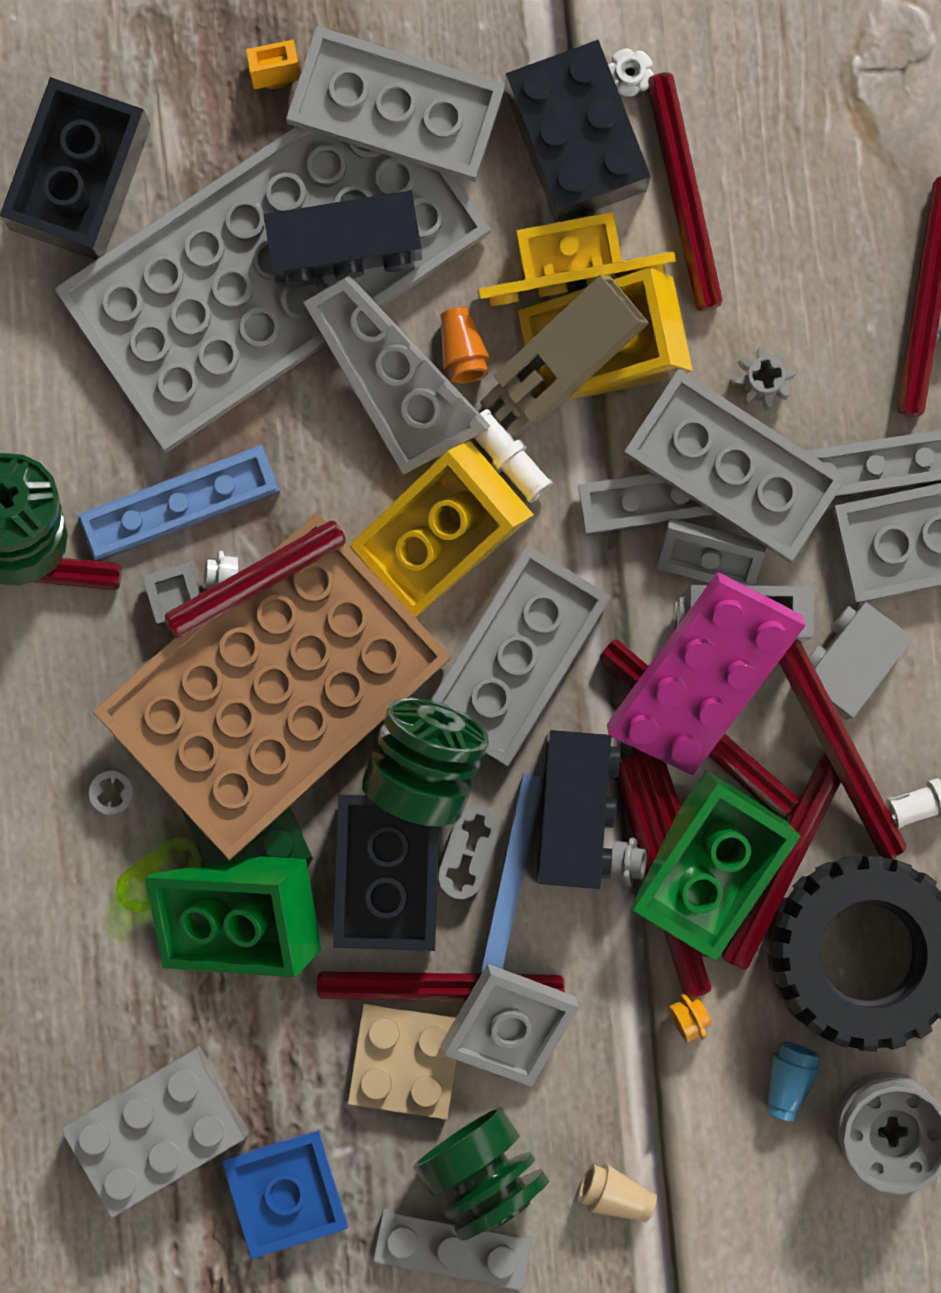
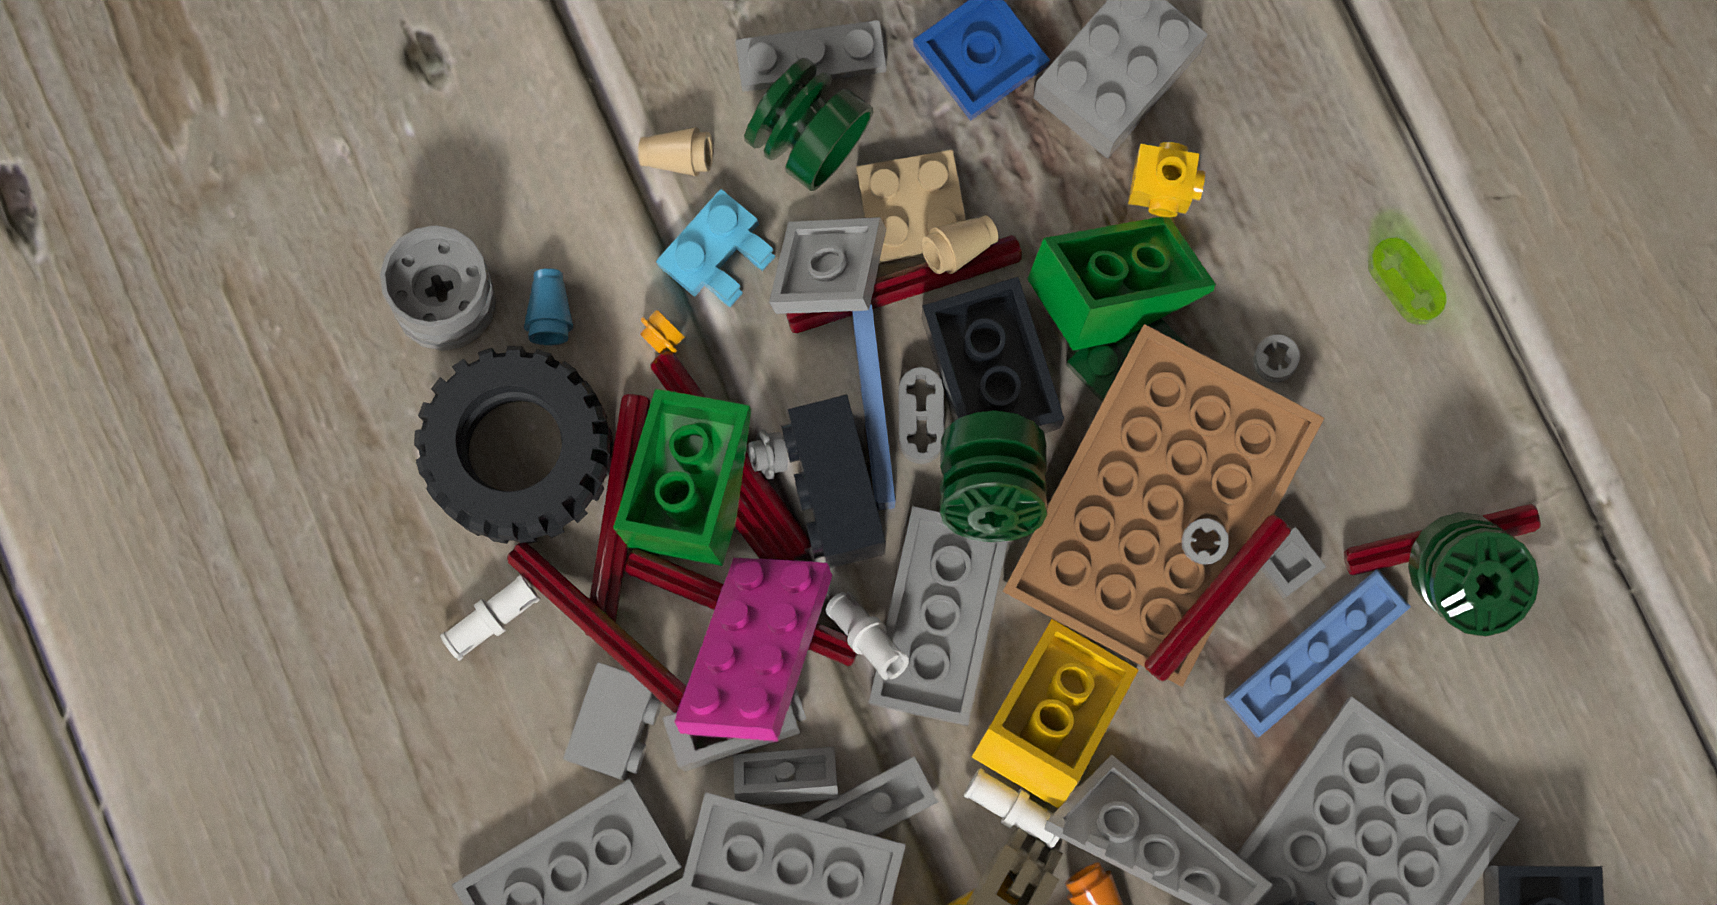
camera: 165 degrees right, 5 degrees down
(152, 864) = (1211, 303): clear neon green beam -> none
(172, 1000) = (1166, 179): none -> yellow brick
(219, 569) = (1253, 598): white plate -> none
(255, 621) = (1205, 525): none -> light grey bush
(376, 1004) = (957, 243): none -> tan cone
(592, 657) = (867, 635): none -> white pin
(616, 1091) = (709, 242): none -> medium azure plate

